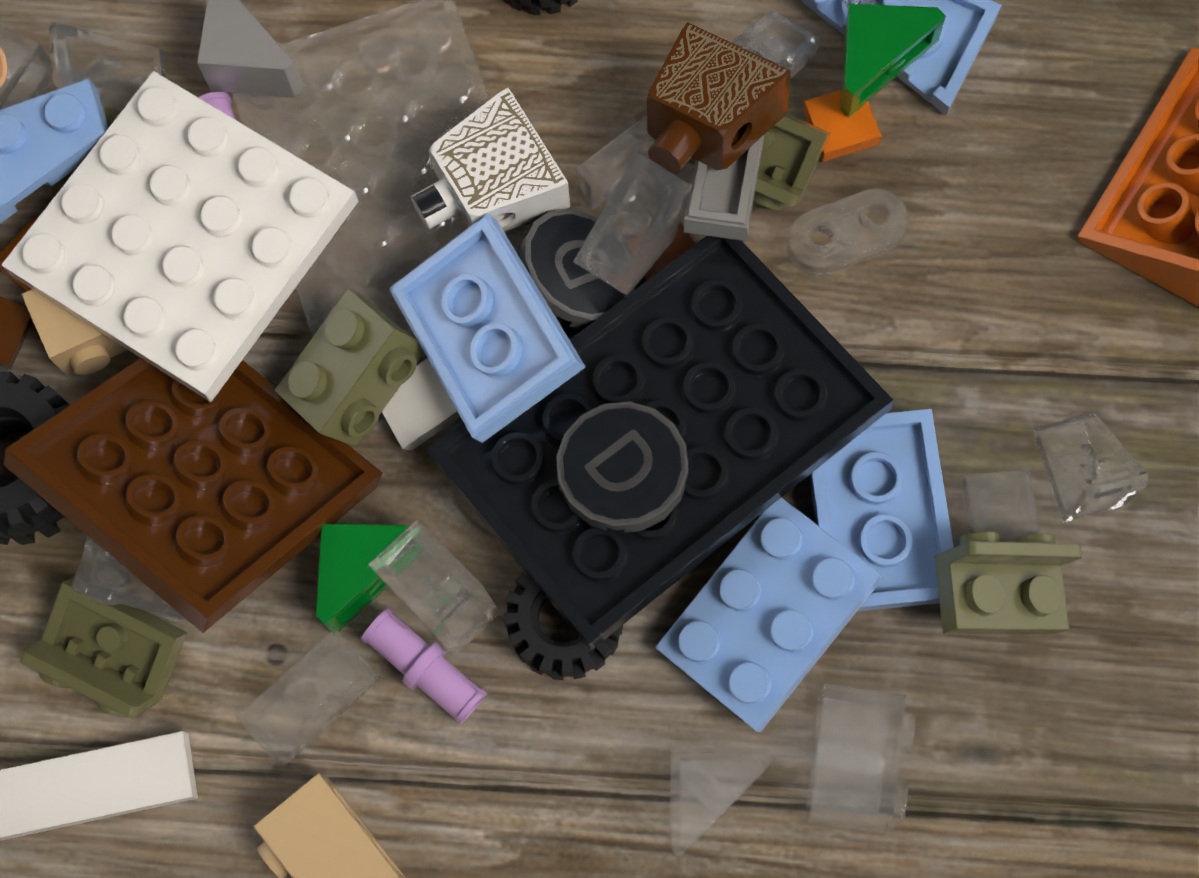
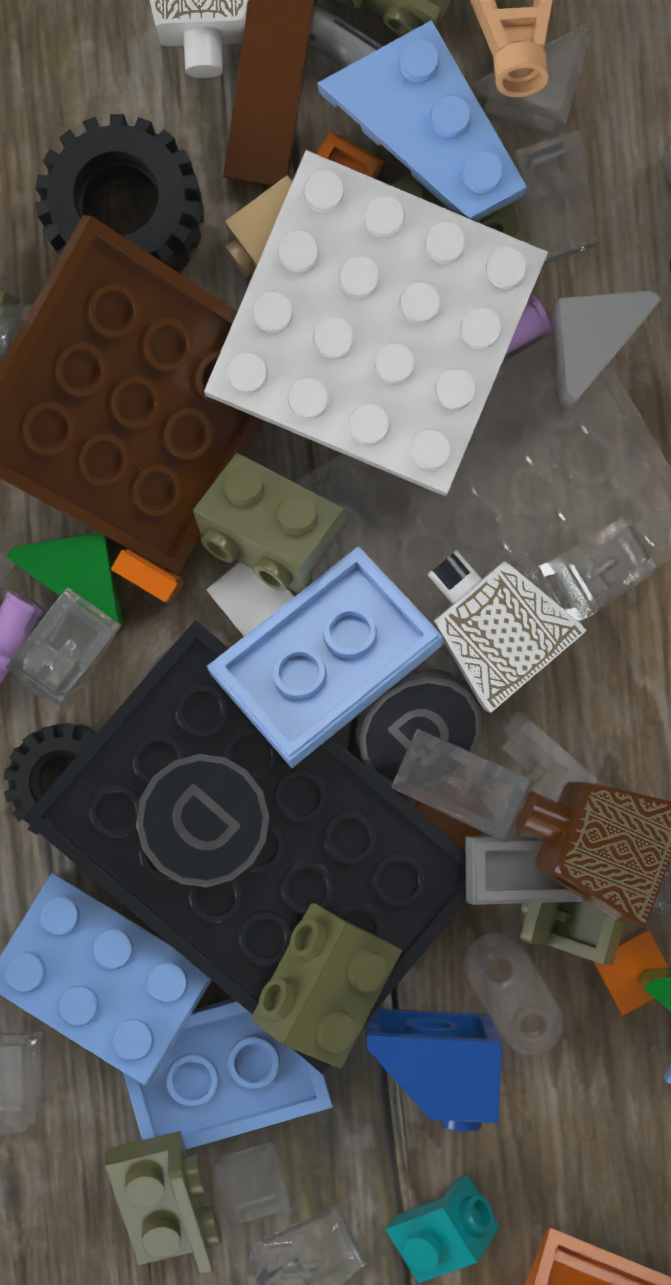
camera: 80 degrees right, 15 degrees up
(375, 495) = (148, 575): none -> orange tile
(455, 80) = (599, 569): none -> clear slope
(803, 376) = (325, 986): none -> olive bracket
(902, 286) = (442, 1062): none -> blue slope
(1070, 329) = (445, 1231): none -> teal bracket

